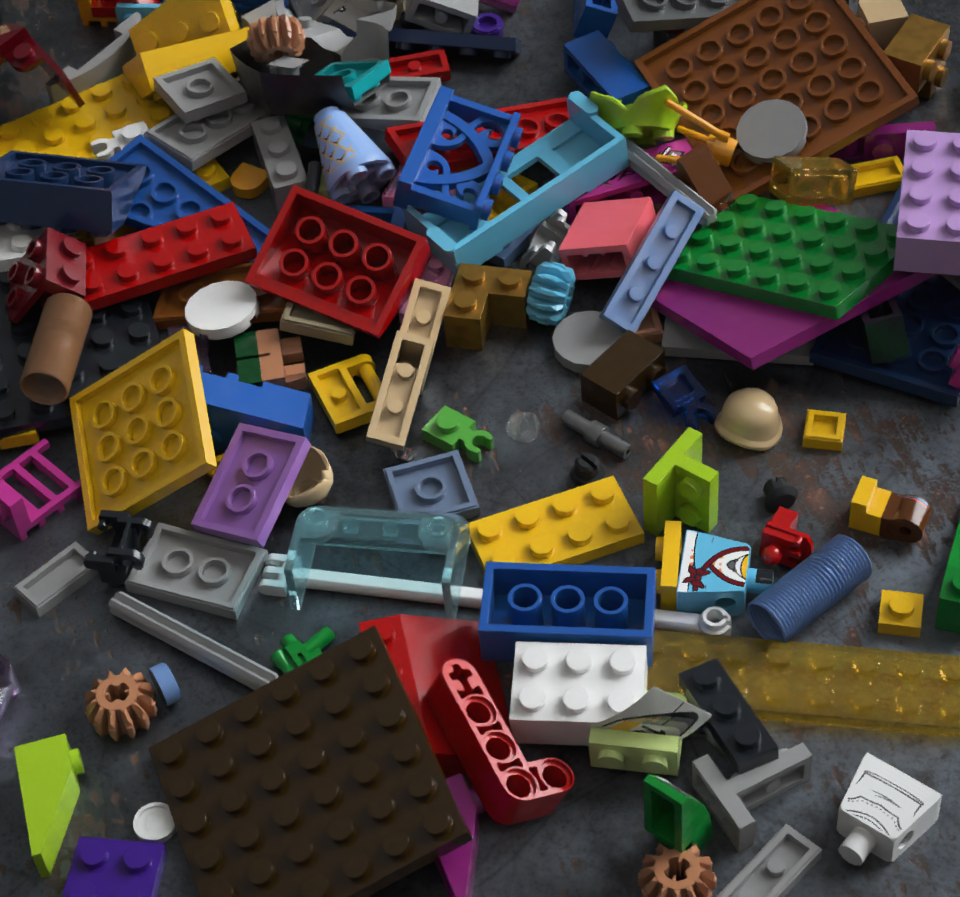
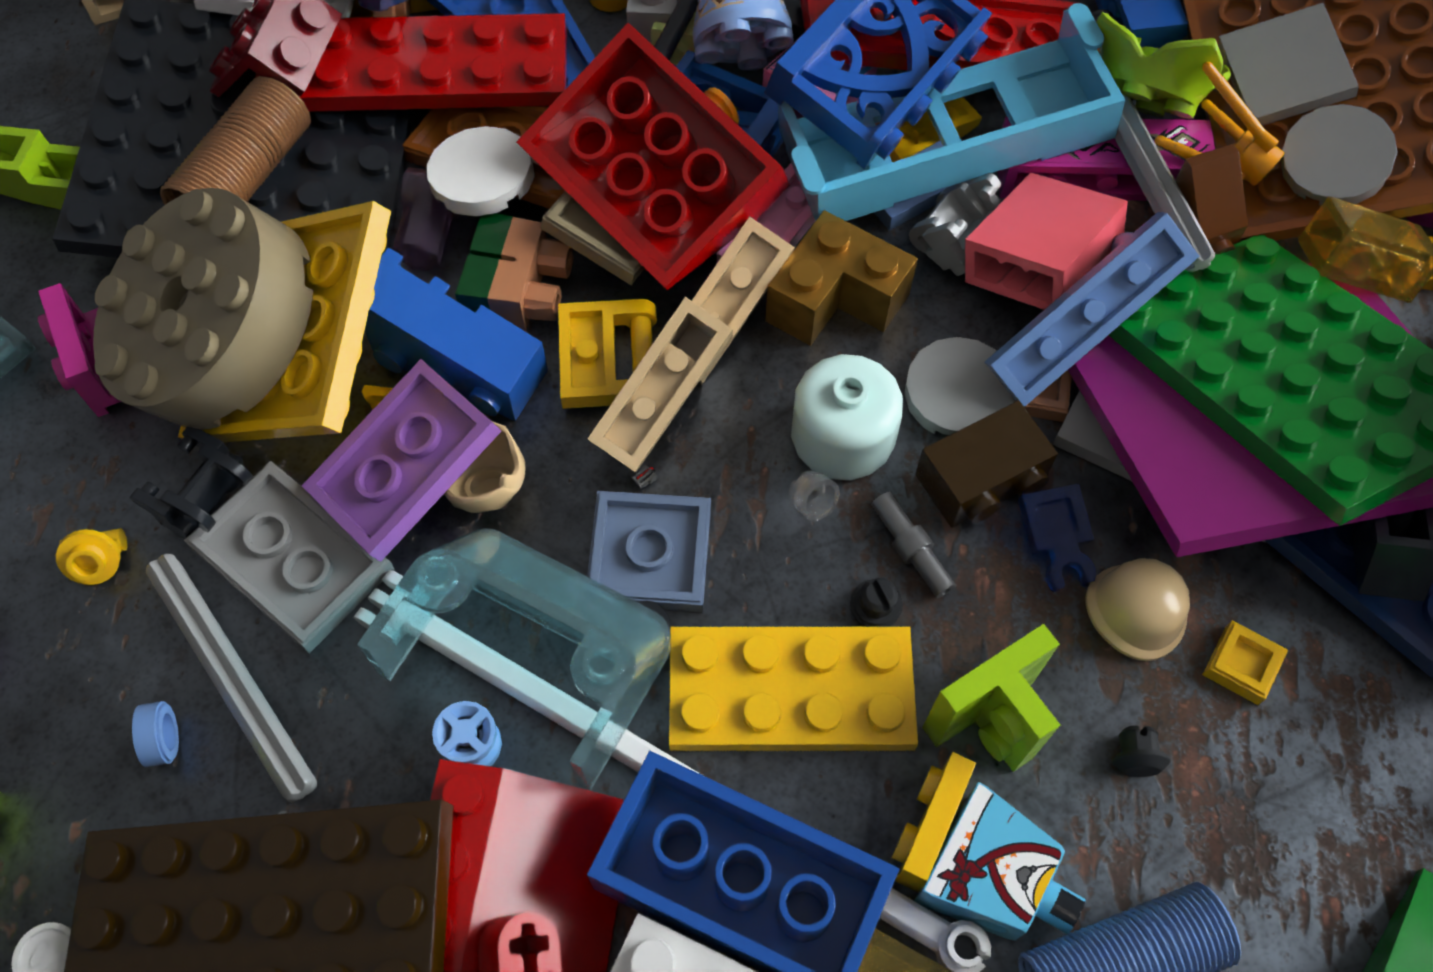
camera: 15 degrees right, 15 degrees up
(55, 580) = (102, 496): light grey tile -> none
(65, 610) = (91, 555): none -> yellow plate
(86, 435) = (201, 309): none -> dark tan brick
(120, 704) = (58, 748): nougat gear -> none
(297, 653) = (361, 760): green piece -> none
(361, 609) = (459, 726): none -> light blue wheel
(455, 431) = (720, 464): bright green plate -> none
(524, 374) = (846, 416): none -> light aqua head
(550, 293) = (932, 298): medium azure gear -> none
(721, 89) = (1288, 64): none -> light grey tile
(782, 541) = (1112, 850): red piece -> none
(888, 513) = (1297, 858): leg -> none

